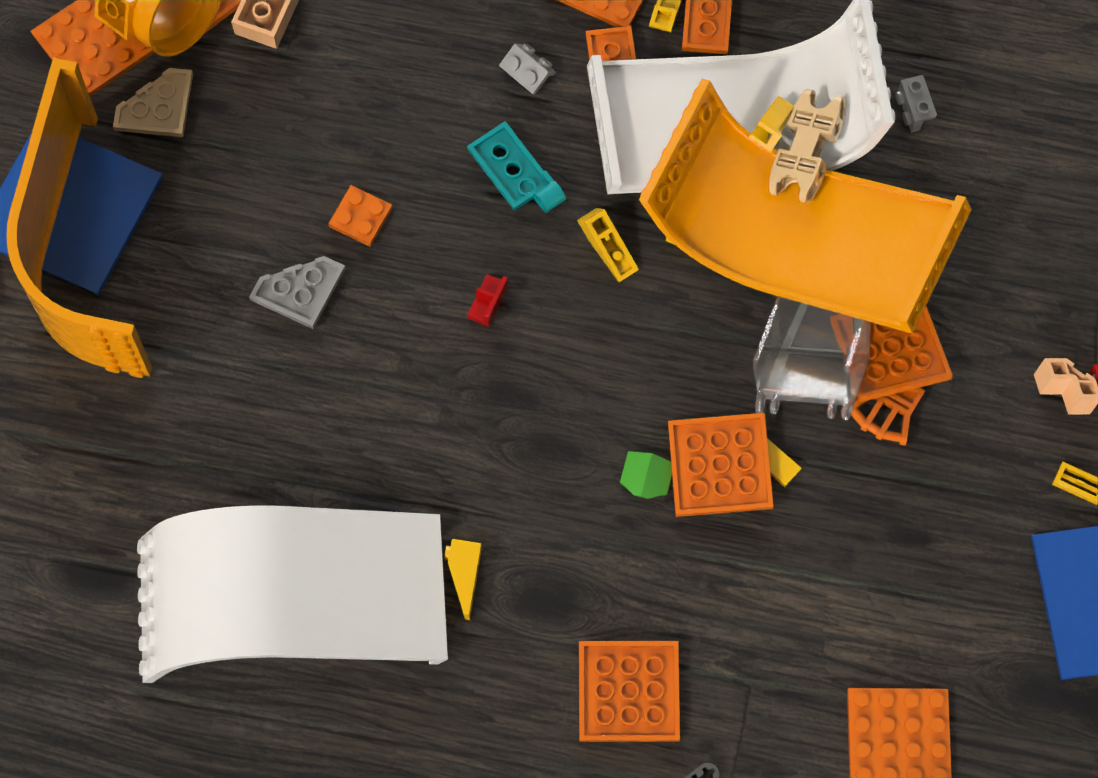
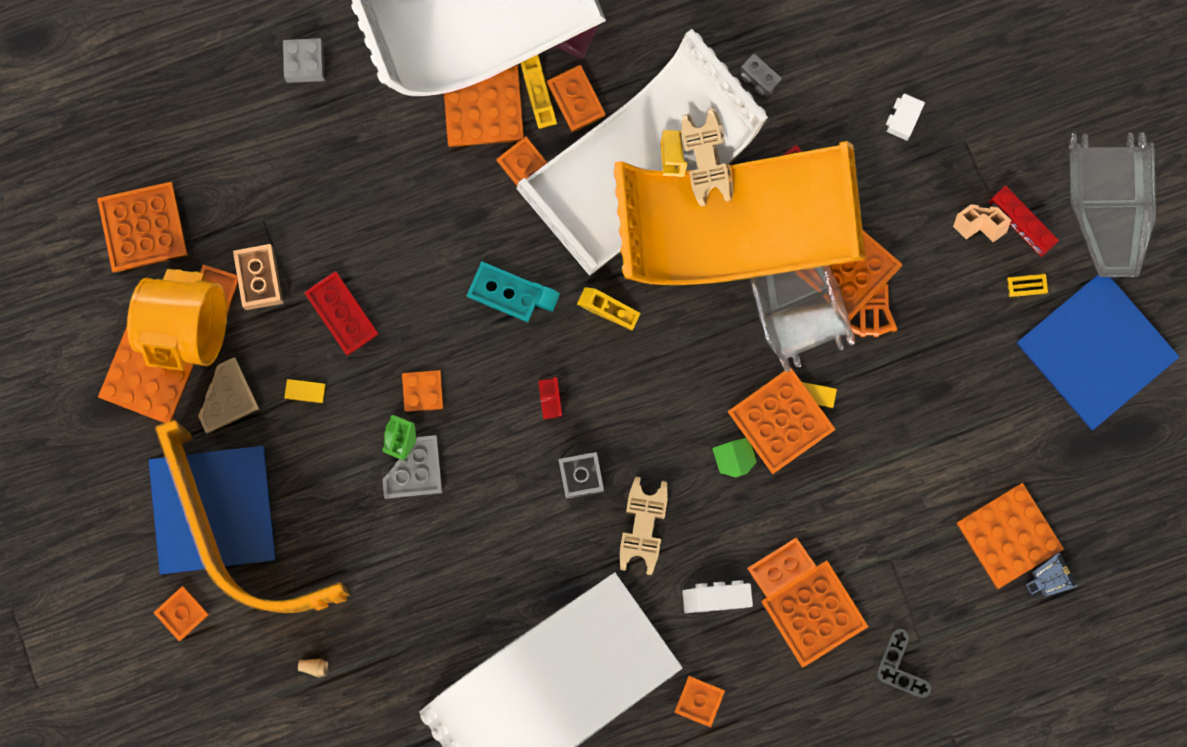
camera: 30 degrees left, 10 degrees up
(64, 426) = (314, 667): none -> tan cone
(240, 146) = (305, 391): none -> yellow tile
(305, 245) = (399, 437): none -> bright green slope
(328, 91) = (341, 313): none -> red plate
(444, 708) = (699, 701): none -> orange plate
(463, 564) = (653, 599): yellow slope -> none
(468, 393) = (581, 475): none -> light grey brick
(490, 500) = (643, 525): none -> tan piece
(527, 67) = (471, 210): light grey bracket -> none
(534, 608) = (717, 597): none -> white wedge
(623, 620) = (782, 569): none -> orange plate
(1048, 231) = (905, 117): none -> white brick

